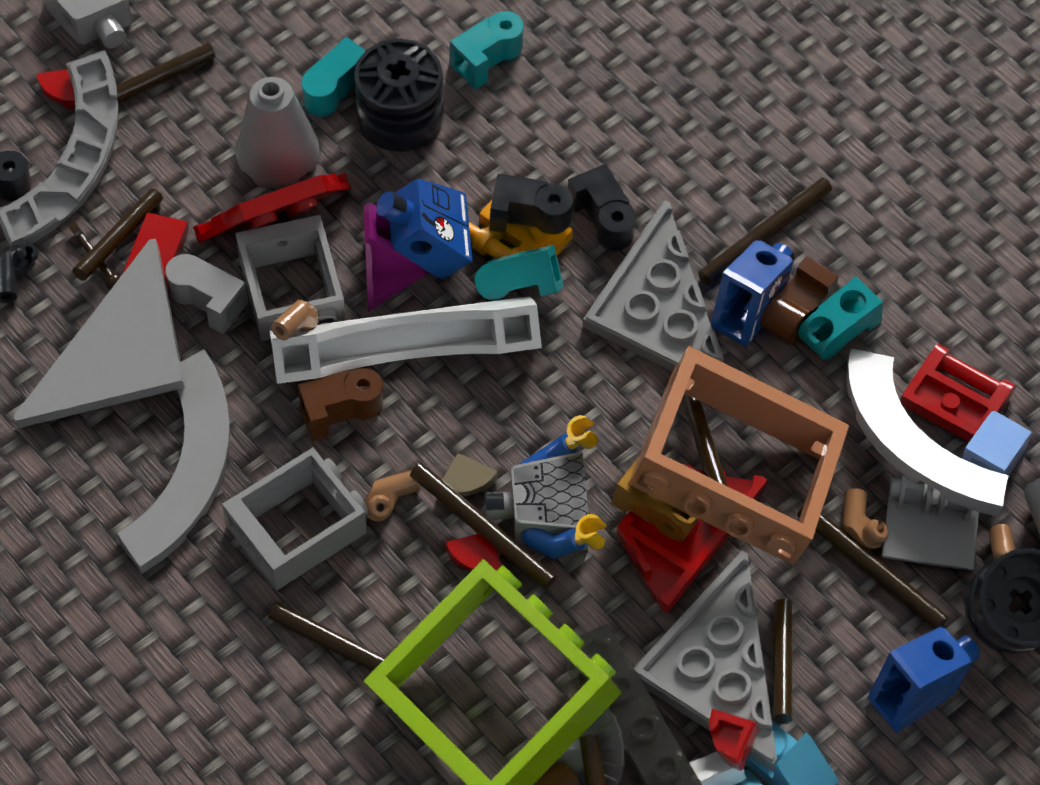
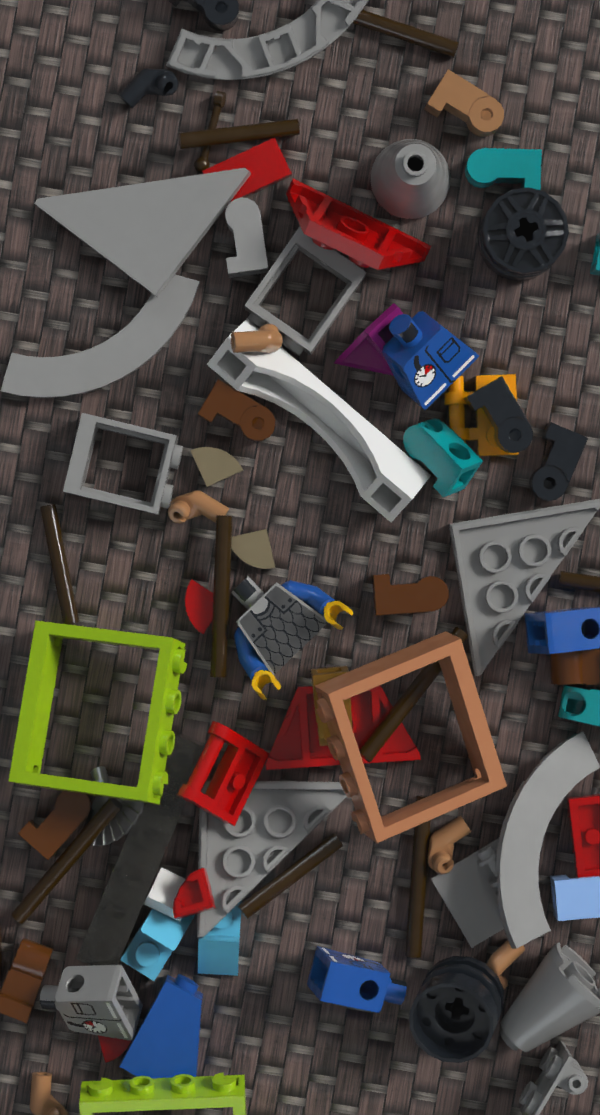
camera: 50 degrees right, 30 degrees up
(251, 63) = (467, 102): none -> medium nougat leg
(365, 454) = (215, 464): none -> dark tan tile
(615, 391) = (423, 596): none -> reddish brown leg
(641, 630) = (232, 778): none -> red plate

